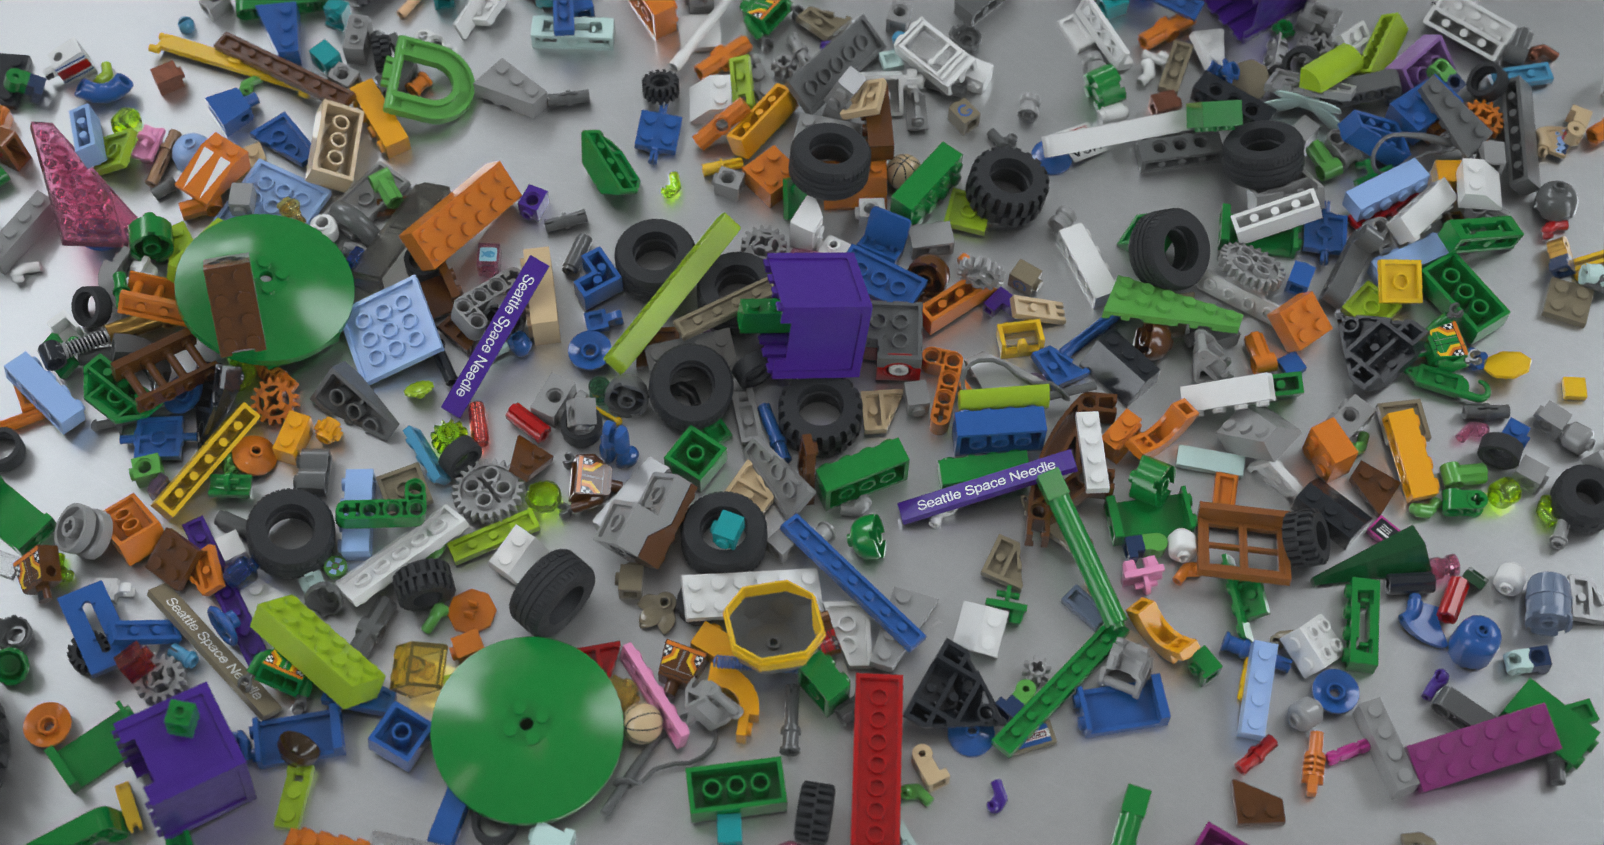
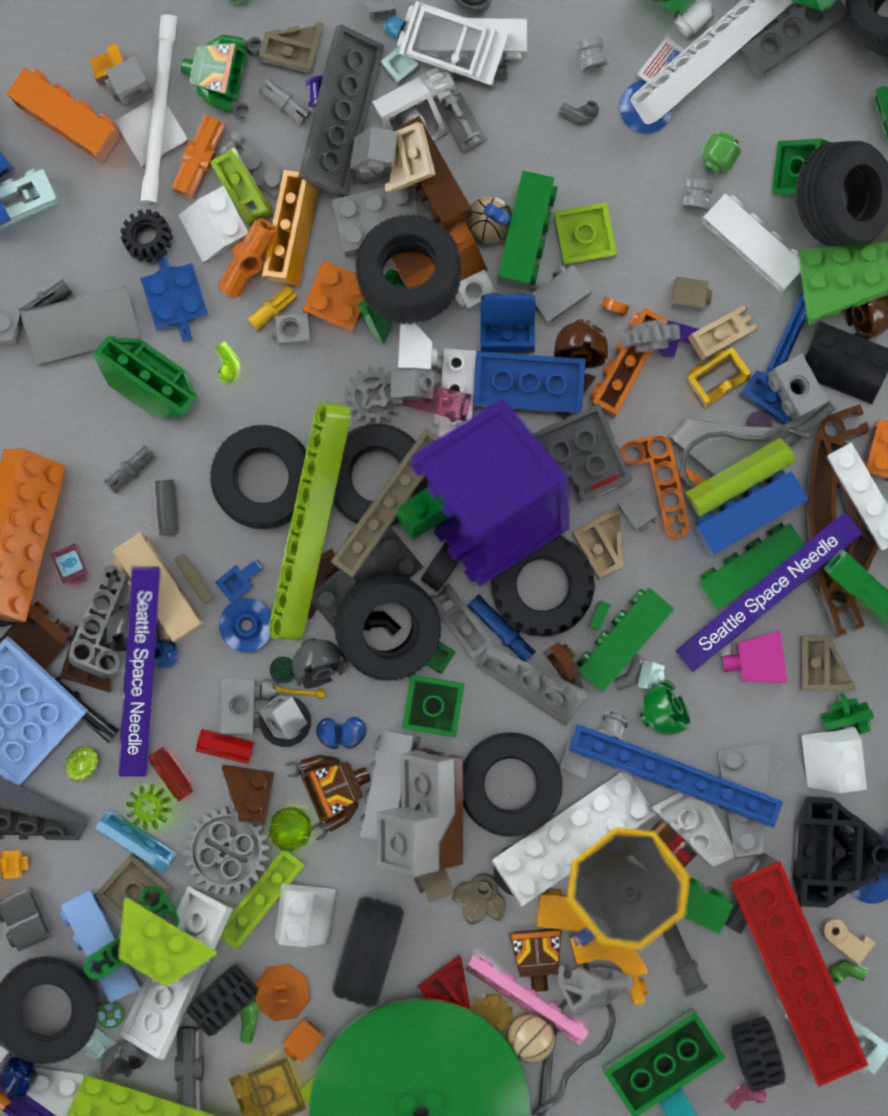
camera: 20 degrees left, 25 degrees up
(399, 518) = (158, 946): none -> lime wing
(459, 455) = (176, 828): black tyre -> none
(535, 196) = (74, 455): dark purple brick -> none
(570, 115) = (79, 324): none -> light grey tile
(570, 305) = (194, 578): none -> dark tan tile
(600, 280) = (216, 532): blue brick -> none
(727, 530) = (519, 793): teal brick -> none
(752, 486) = (508, 710): tan wing -> none
(783, 66) = (272, 140): light grey gear -> none
(794, 241) = (412, 384): none -> light grey brick
(852, 444) = (599, 615): none -> green tile
(869, 506) = (650, 674): none -> light aqua plate
(910, 159) = (497, 214): none -> blue tile
(957, 536) = (758, 659): none -> dark pink torso
(963, 116) = (520, 103): dark tan brick -> none
(1002, 206) = (626, 154): black tyre -> none
(1078, 353) = (799, 373): none -> light grey brick
(1091, 199) = (720, 152): none -> bright green head

